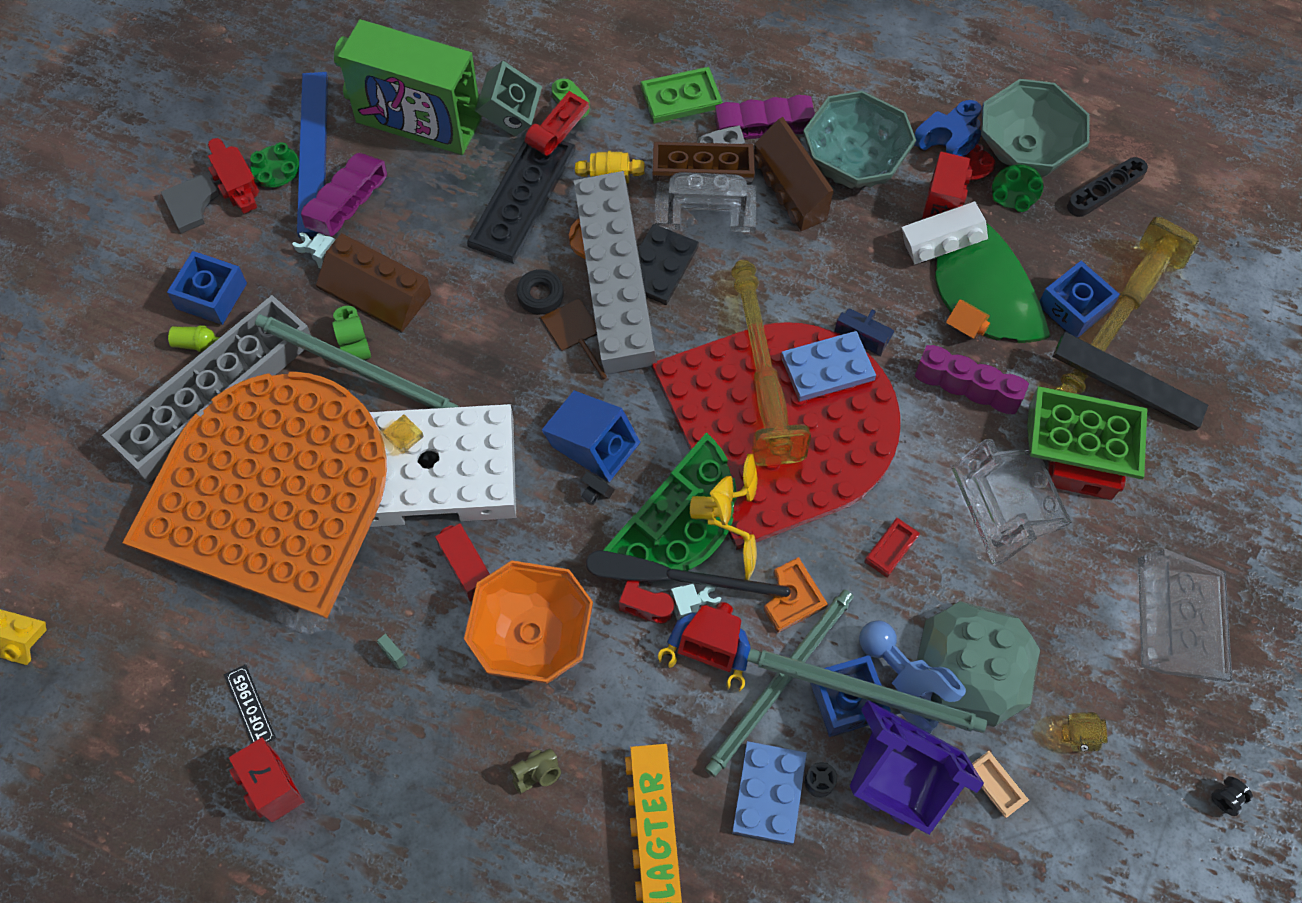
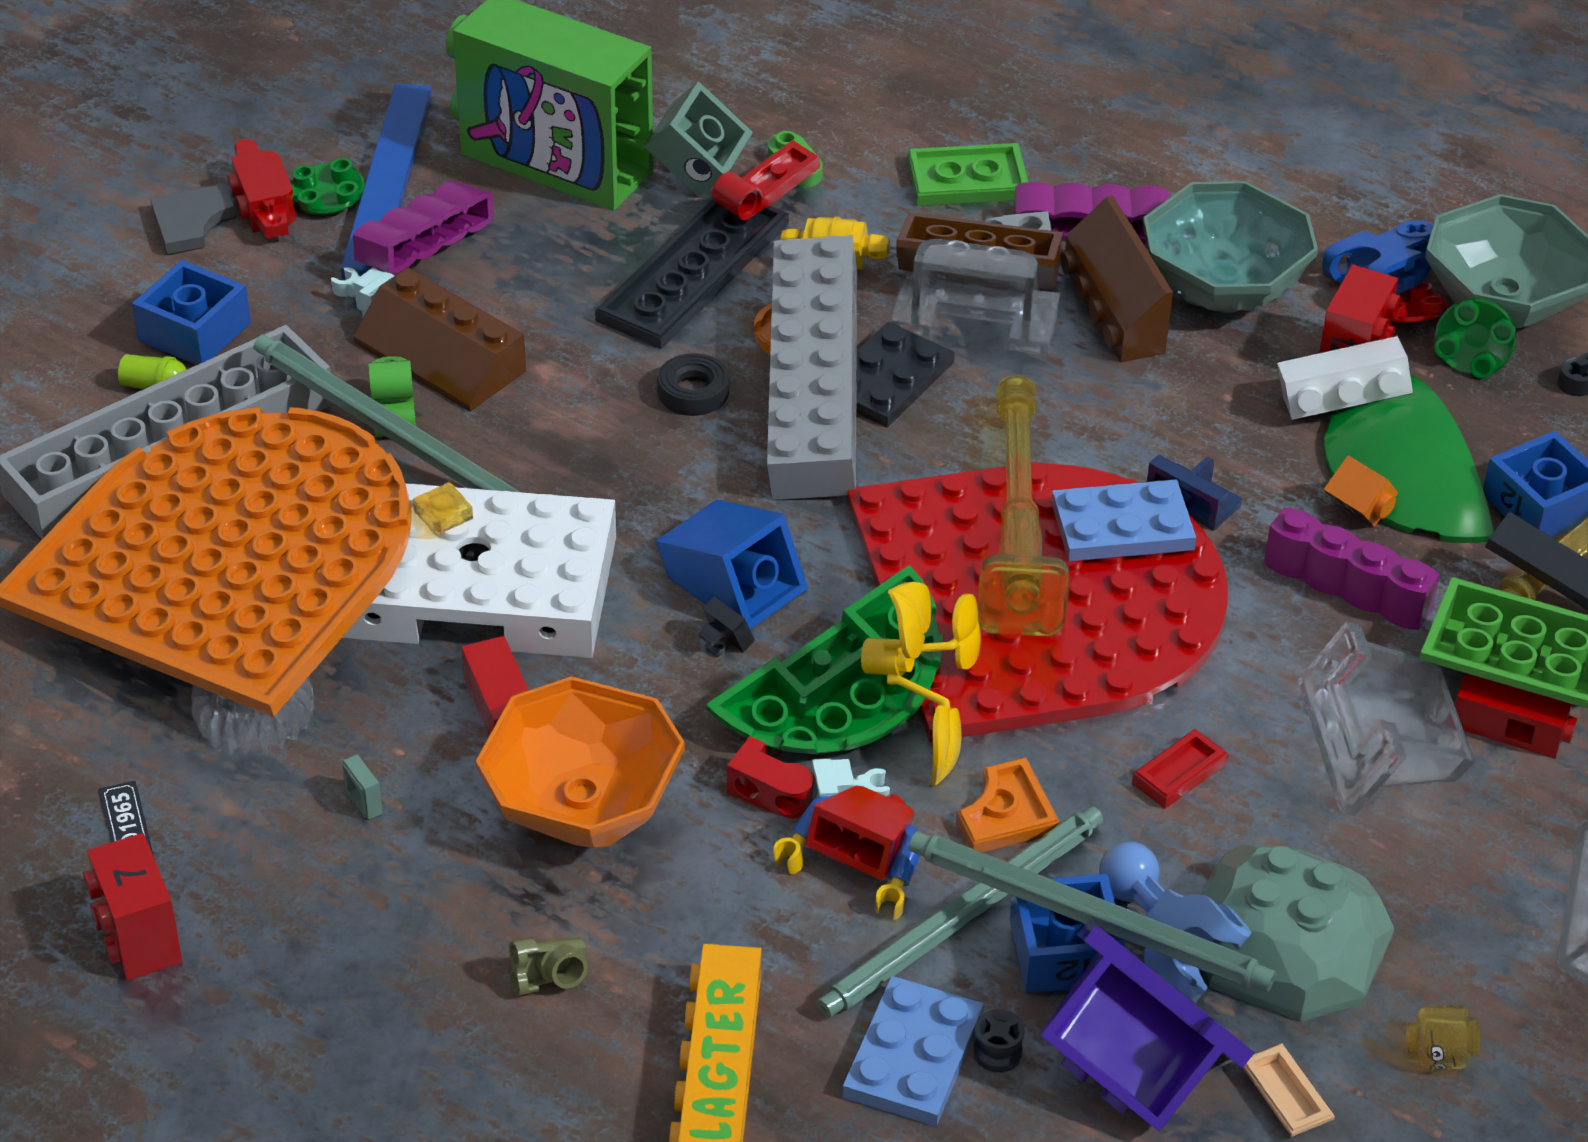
camera: 10 degrees right, 20 degrees down
(571, 326) = (733, 434): reddish brown piece -> none
(628, 567) = (755, 724): black piece -> none

